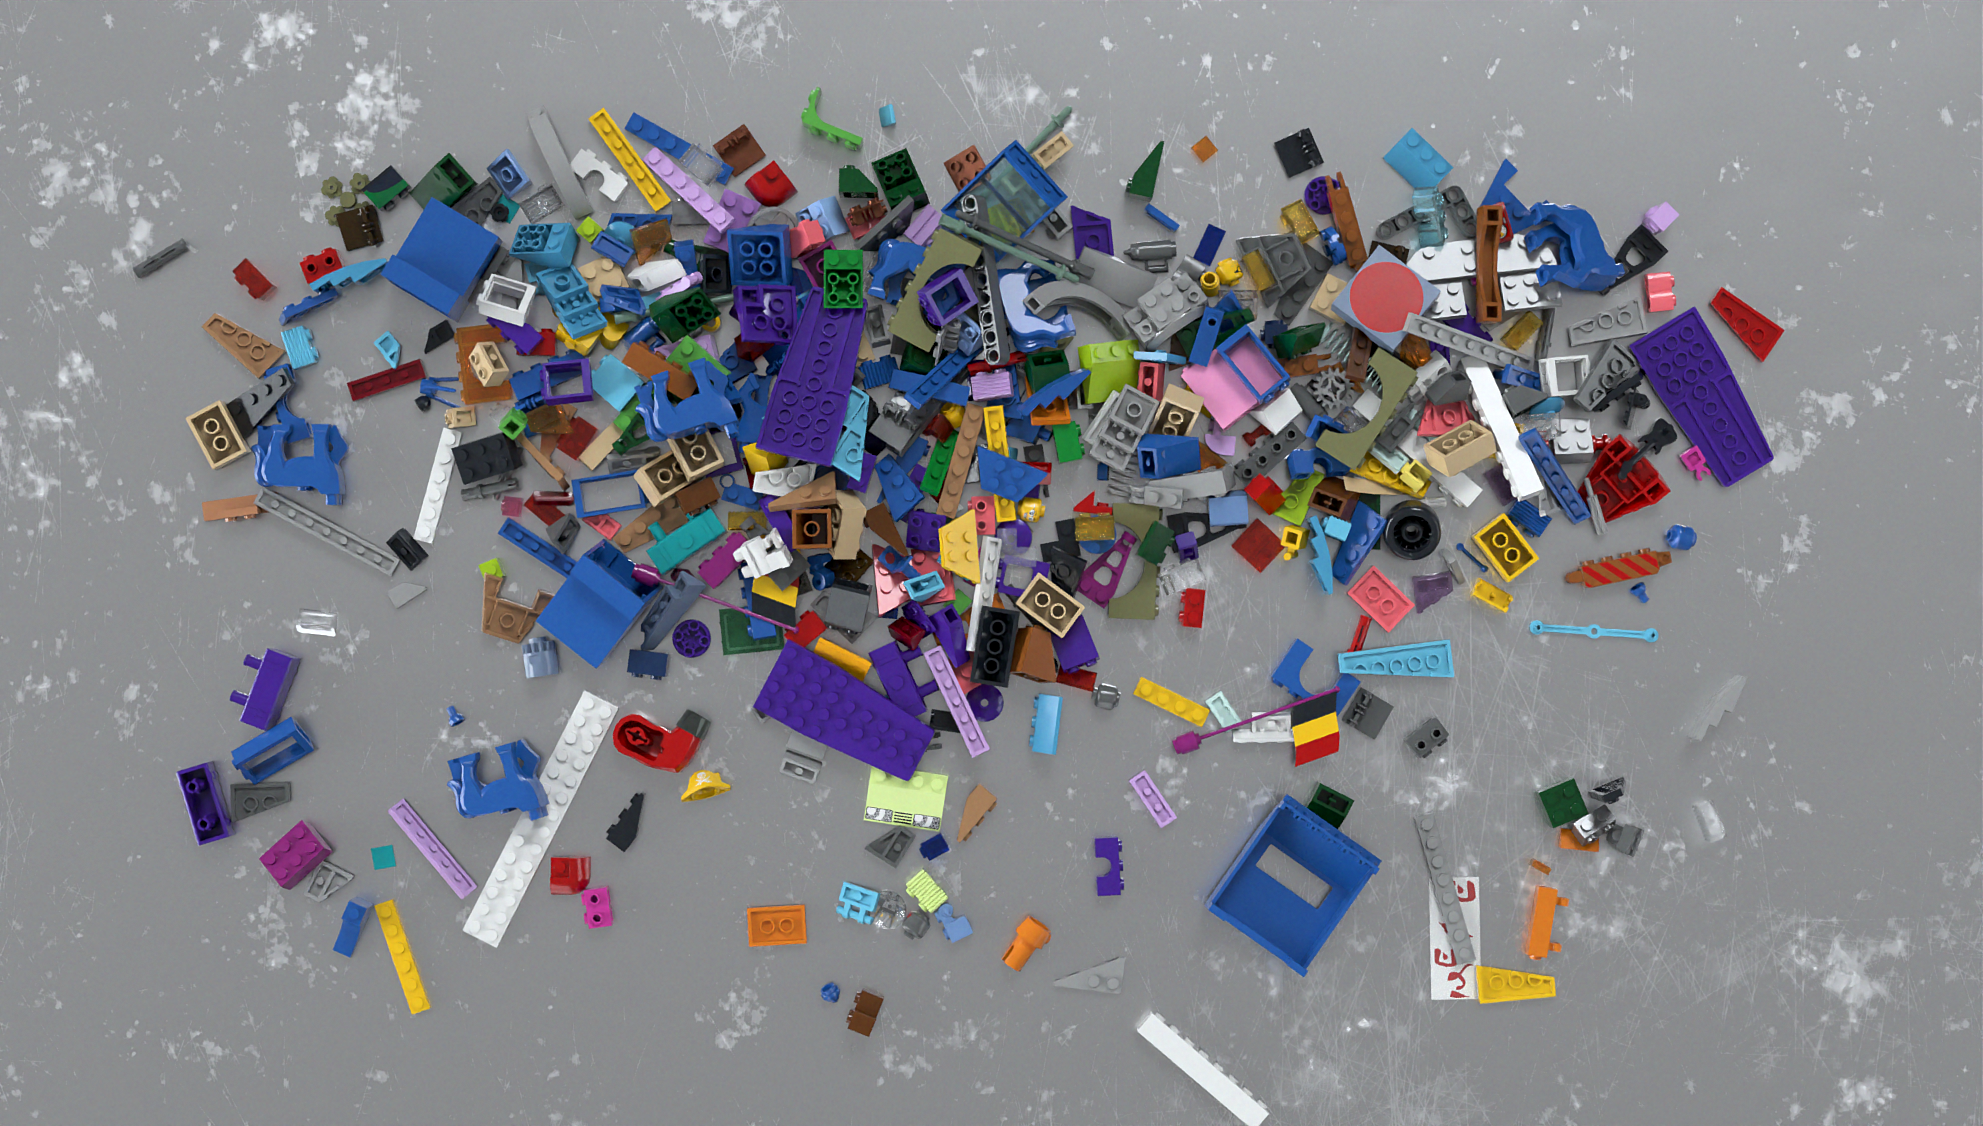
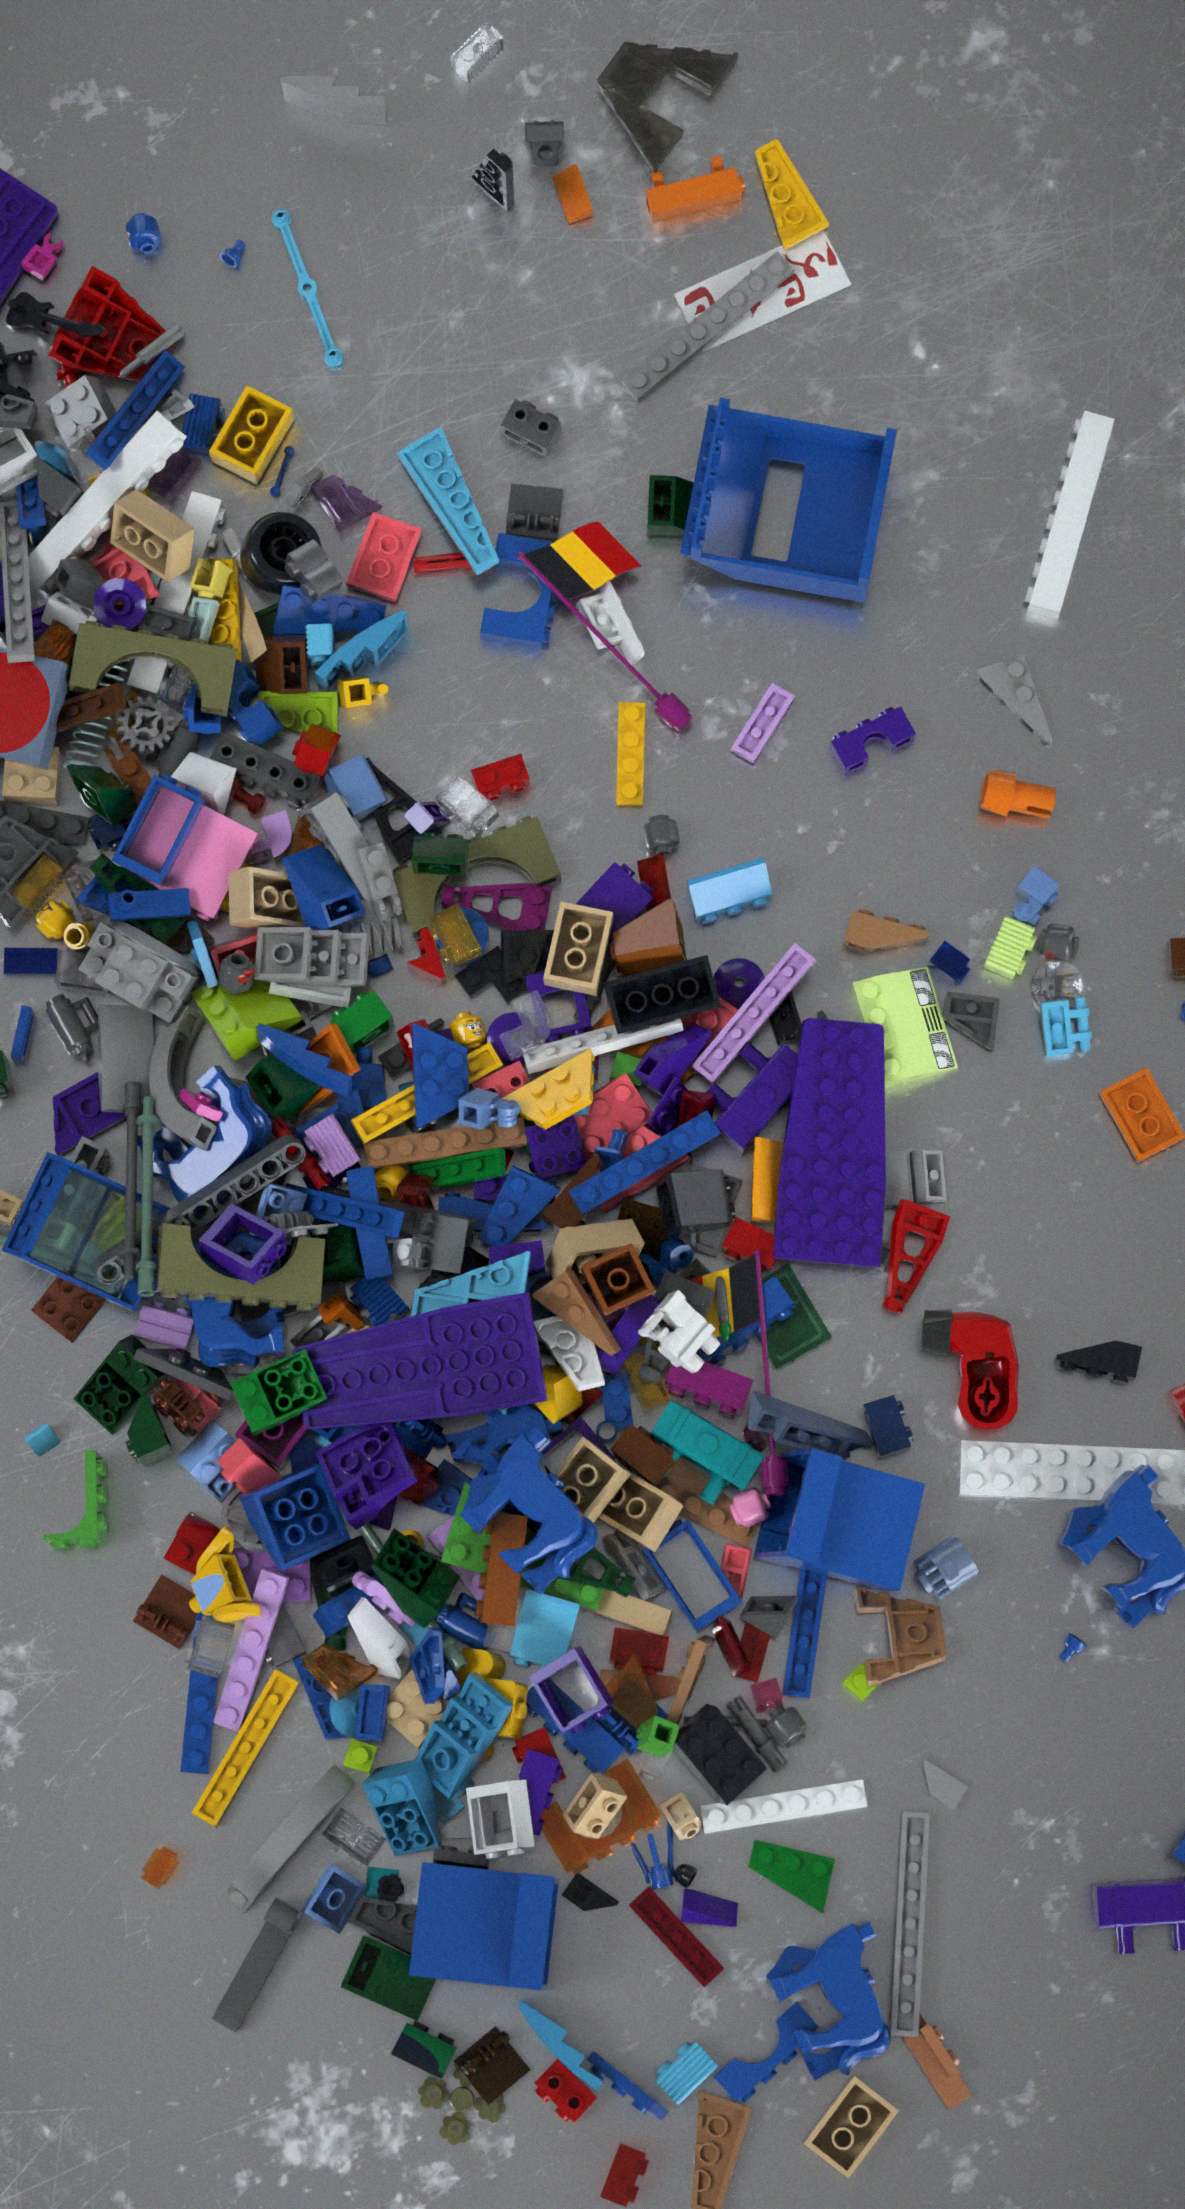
camera: 110 degrees left, 10 degrees down
(259, 401) = (788, 2096): wing -> none
(317, 622) = (1034, 1884): clear slope -> none
(389, 348) = (633, 1952): medium azure slope -> none
(394, 408) = (708, 1909): none -> dark purple slope
(394, 474) = (795, 1871): none -> green wing
(407, 549) = (884, 1809): black slope -> none
(486, 510) = (786, 1726): none -> dark grey head
(489, 108) = (279, 1926): none -> dark grey beam
(578, 72) = (159, 1867): none -> clear orange brick
(586, 164) = (284, 1753): white arch -> none
(634, 550) = (750, 1507): none -> bright pink head
(691, 638) = (829, 1387): dark purple tile -> none
(704, 785) = (1007, 1284): yellow hat -> none
(737, 188) = (220, 1583): none -> yellow torso
(768, 590) = (722, 1306): none -> dark grey piece
(771, 748) = (920, 1221): none -> red plate
(884, 344) = (340, 1308): none -> orange bracket
(887, 583) = (644, 1162): none -> blue plate
(924, 586) = (626, 1115): medium azure slope -> none
(972, 495) = (484, 1107): none -> medium blue brick
(1054, 310) = (200, 1104): none -> dark pink plate
(1134, 373) = (236, 973): none -> dark grey head
(1222, 710) = (612, 686): light aqua plate -> none
(1258, 545) = (385, 733): clear red slope -> none
(1385, 544) = (313, 571): none -> flat silver brick
(1412, 409) = (133, 603): none -> dark purple dish
(1491, 595) = (318, 426): yellow hinge -> none
(1540, 866) = (627, 223): clear orange tile -> none
(1561, 802) = (536, 233): dark green brick -> none
(1594, 825) = (546, 182): flat silver brick -> none
(1619, 569) = (216, 289): dark orange hinge -> none
(1643, 918) = (635, 75): none -> clear smoke wing

